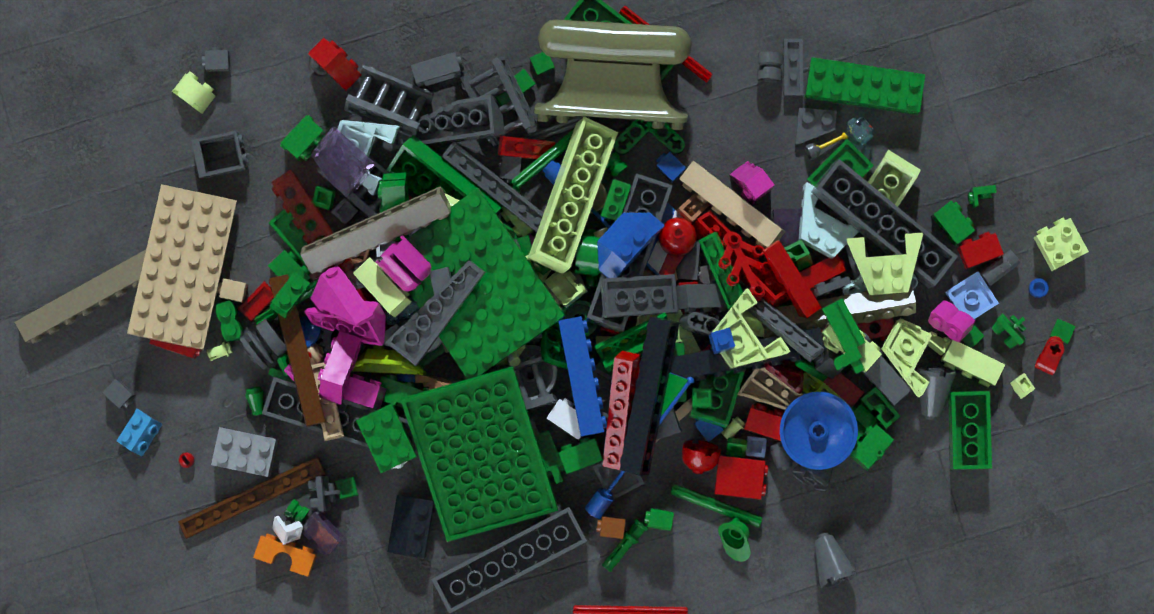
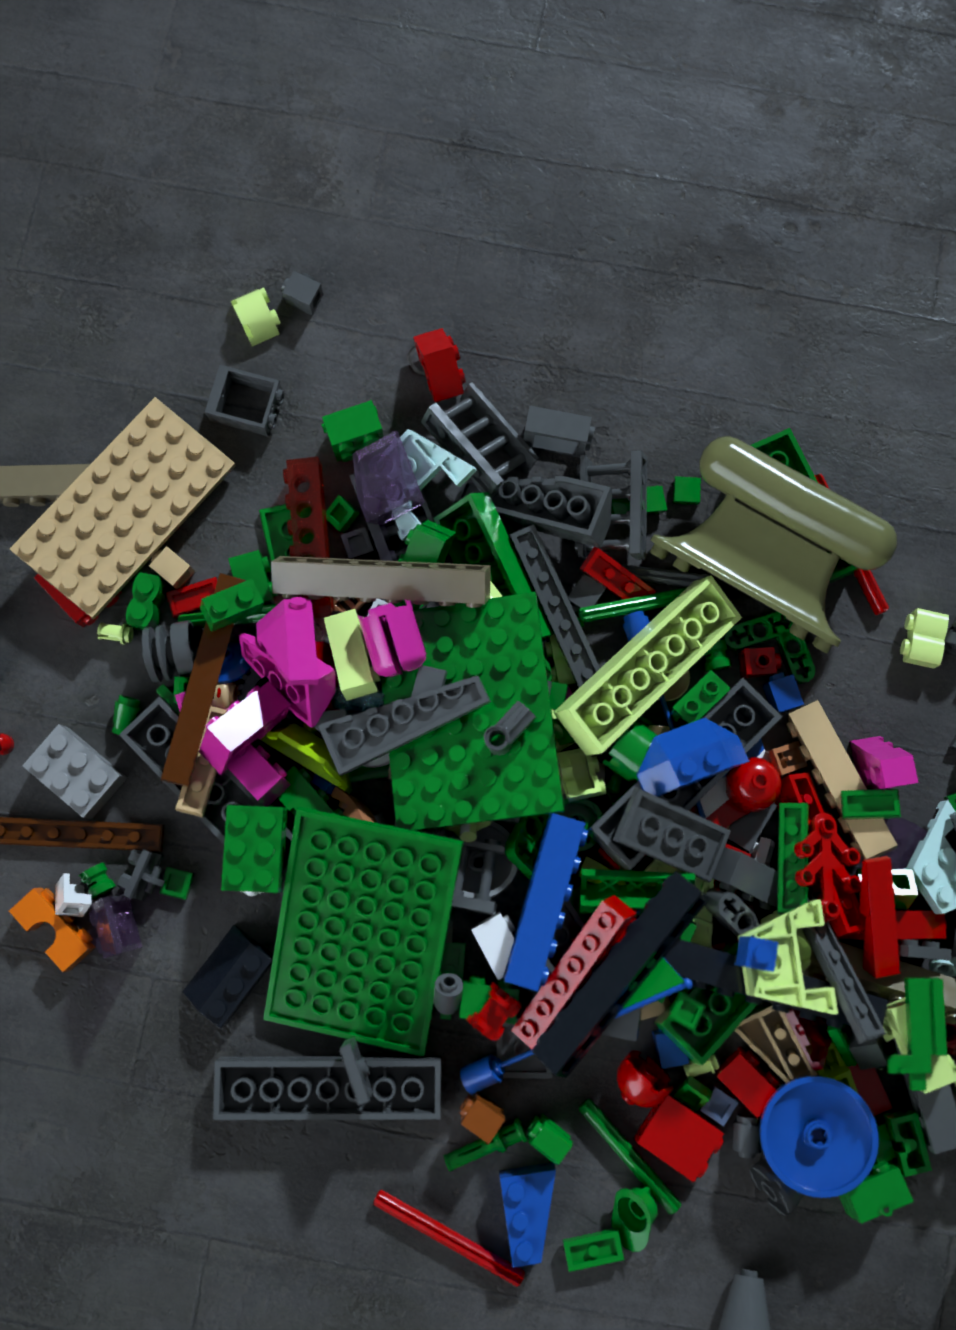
camera: 20 degrees right, 5 degrees down
(506, 281) = (511, 726): none -> dark grey piece
(521, 535) = (357, 1070): none -> dark grey plate
(552, 463) = (448, 993): none -> dark grey brick
(586, 459) = (495, 1013): none -> red piece
(641, 160) = (750, 663): none -> red brick
(668, 569) = (527, 1207): none -> blue wedge
(721, 572) = (593, 1249): none -> green plate
(744, 82) = (924, 638): none -> yellowish green brick
(754, 212) = (870, 804): none -> green tile

